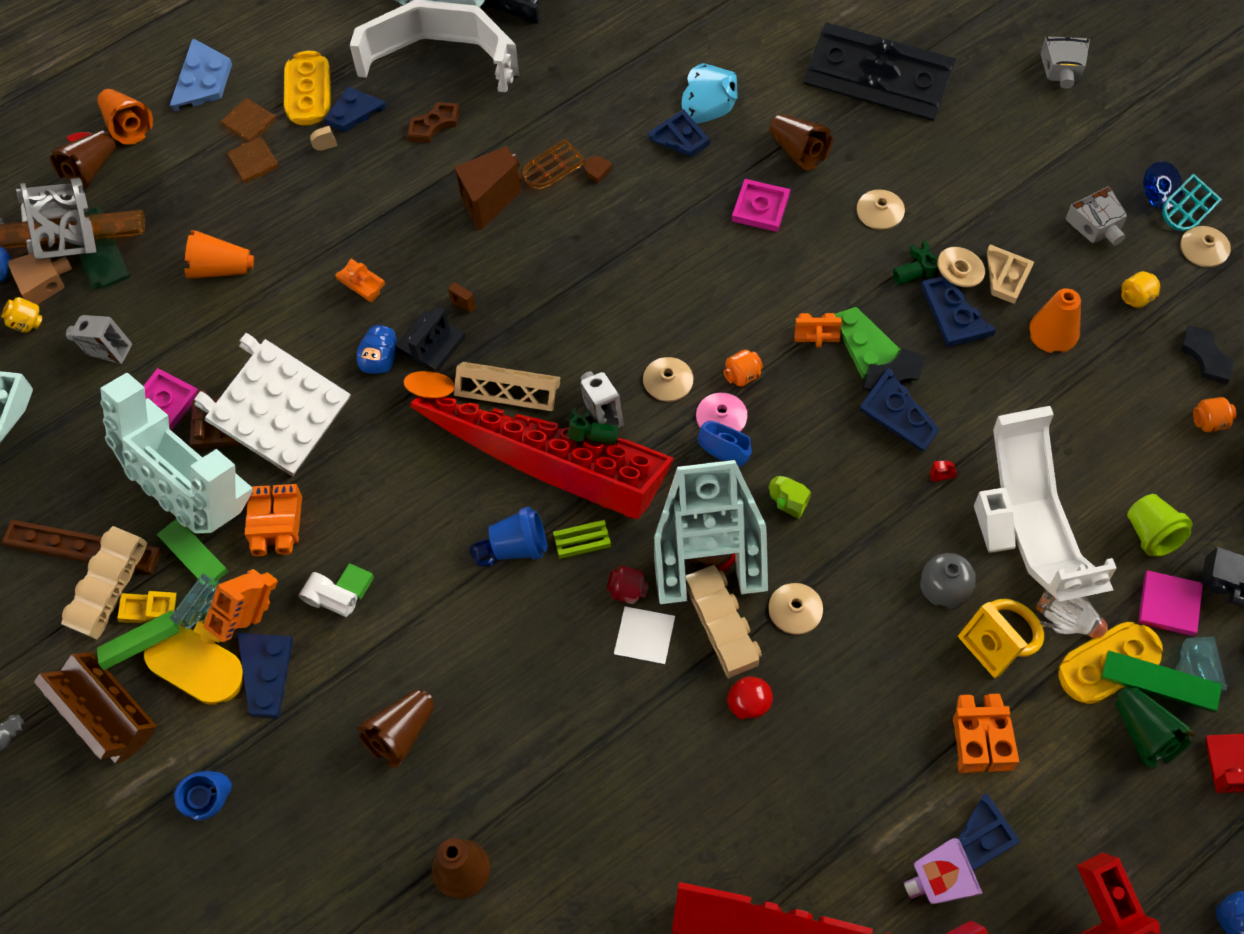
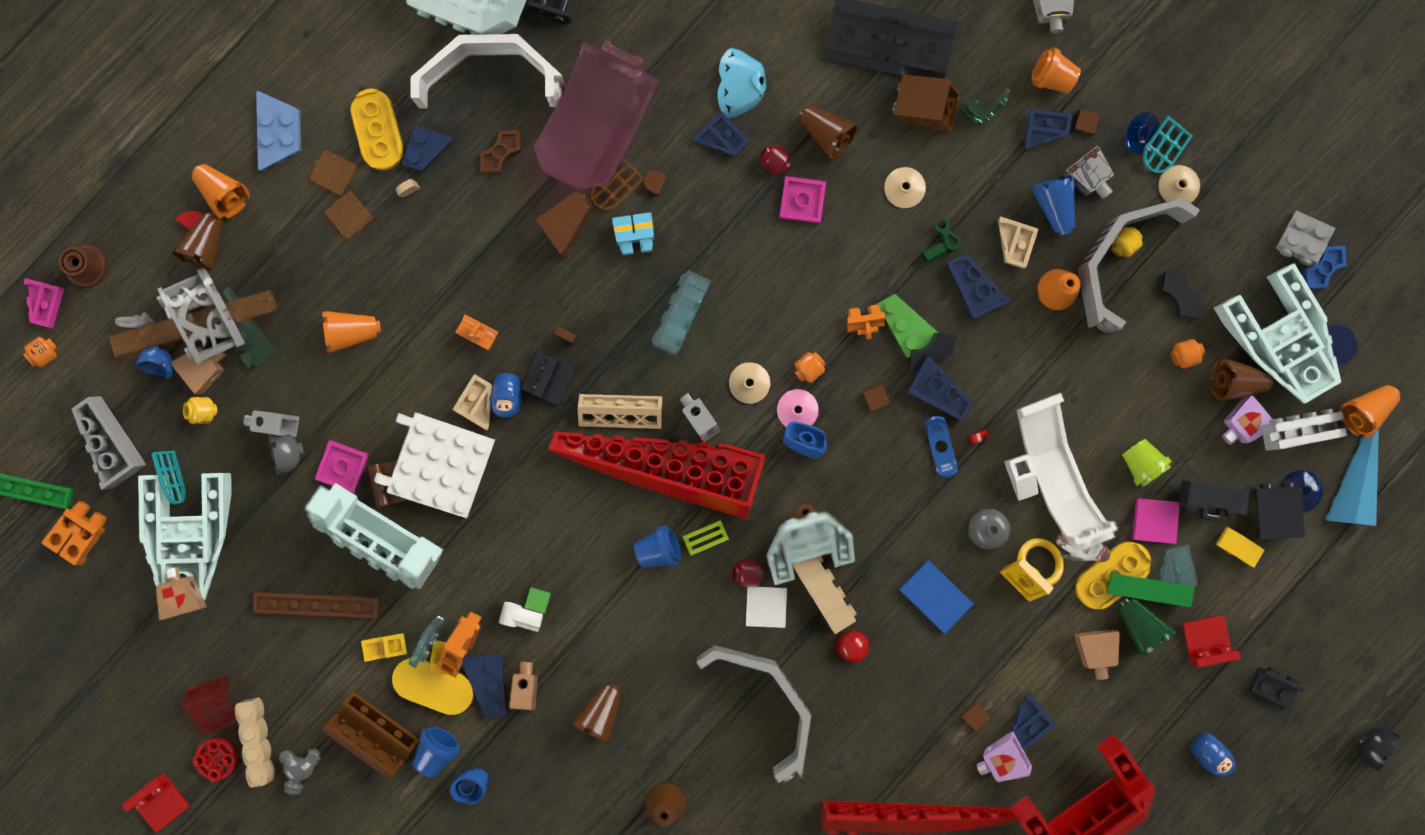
camera: 10 degrees left, 25 degrees up
(101, 367) = (285, 452): none -> dark grey cylinder
(102, 586) = (346, 636): tan brick -> none
(136, 640) = (385, 678): bright green tile -> none
(170, 739) = (435, 751): none -> blue piece
(191, 551) = (406, 598): bright green tile -> none
(273, 518) = (461, 560): orange hips -> none
(307, 681) = (521, 697): none -> medium nougat torso
(339, 352) = (476, 402): none -> tan wing
(429, 384) = (557, 422): orange piece -> none
(482, 549) = (630, 562): clear blue tile -> none
(546, 91) = (595, 117): none -> clear pink windscreen
(567, 212) = (643, 232): none -> medium azure hips
(570, 669) = (785, 769): none -> light grey panel
(580, 429) = (688, 447): dark green bar -> none
(598, 293) = (681, 313): none -> clear light blue wedge
(735, 160) = (775, 159): none -> dark red head
(789, 495) = (861, 479): lime rock -> none
(791, 619) = (867, 562): tan dish -> none
(820, 414) = (876, 398): none -> reddish brown tile
(870, 653) = (936, 596): none -> blue tile
(892, 459) = (944, 462): none -> blue piece
(908, 817) = (976, 716): none -> reddish brown tile
(916, 128) = (927, 102): none -> reddish brown slope
(961, 267) = (985, 239): tan dish -> none
(974, 148) = (975, 108): none -> clear green bracket
(984, 735) = (1025, 650): orange hips -> none
(1050, 169) = (1045, 127): none -> dark blue wing
(1058, 235) = (1057, 203): none -> blue cone
(1063, 116) = (1055, 72): none -> orange piece
(1086, 751) = (1098, 650): none -> medium nougat torso
(1097, 172) = (1086, 122): none -> reddish brown tile
(1191, 255) = (1095, 311): none -> light grey panel

